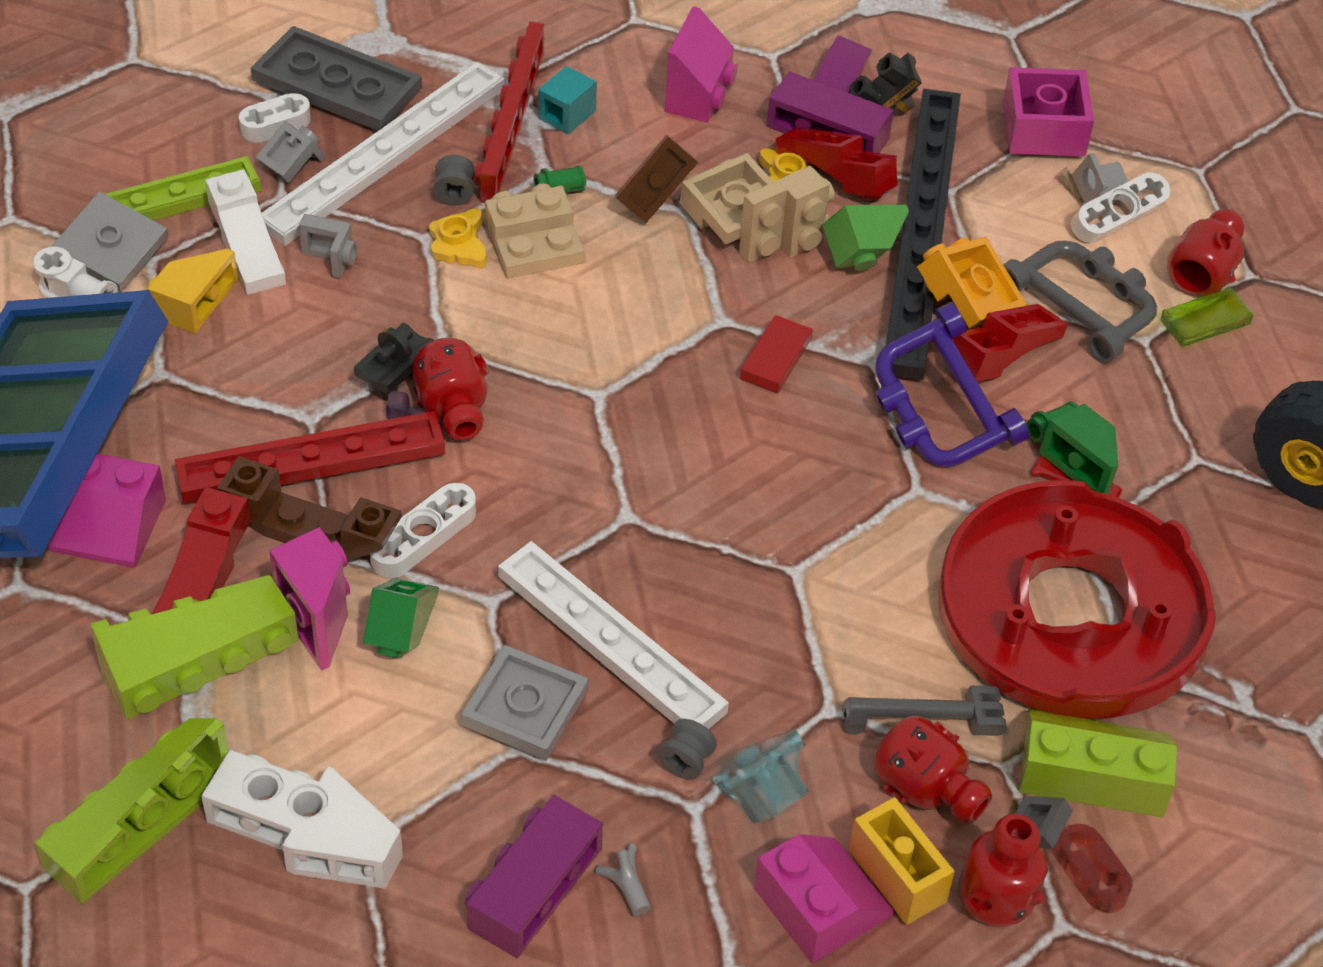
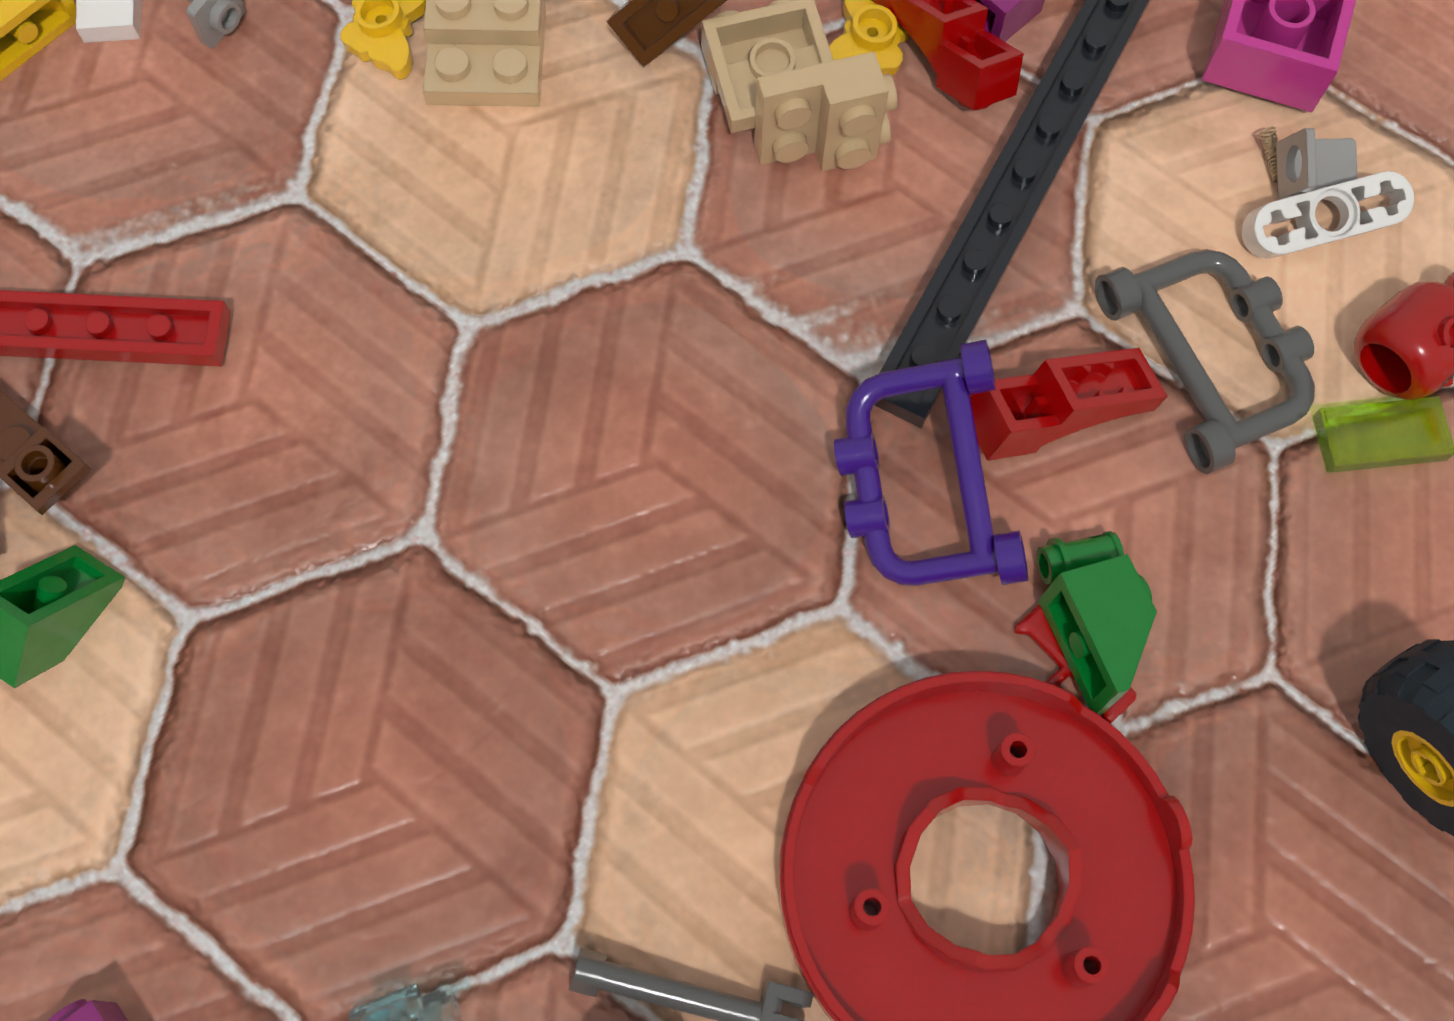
camera: 20 degrees right, 20 degrees up
(390, 360) = (205, 204): pearl dark grey hips -> none
(399, 406) = (190, 278): hand -> none
(427, 512) = (112, 473): white beam -> none
(453, 384) = (260, 268): red piece -> none
(525, 702) = (145, 809): light grey plate -> none
(611, 637) = (307, 746): white plate -> none
(686, 749) = (324, 963): dark grey wheel -> none
(776, 354) = (732, 328): red tile -> none
(863, 233) = (928, 170): bright green slope -> none
(971, 277) = (1049, 292): light orange plate -> none

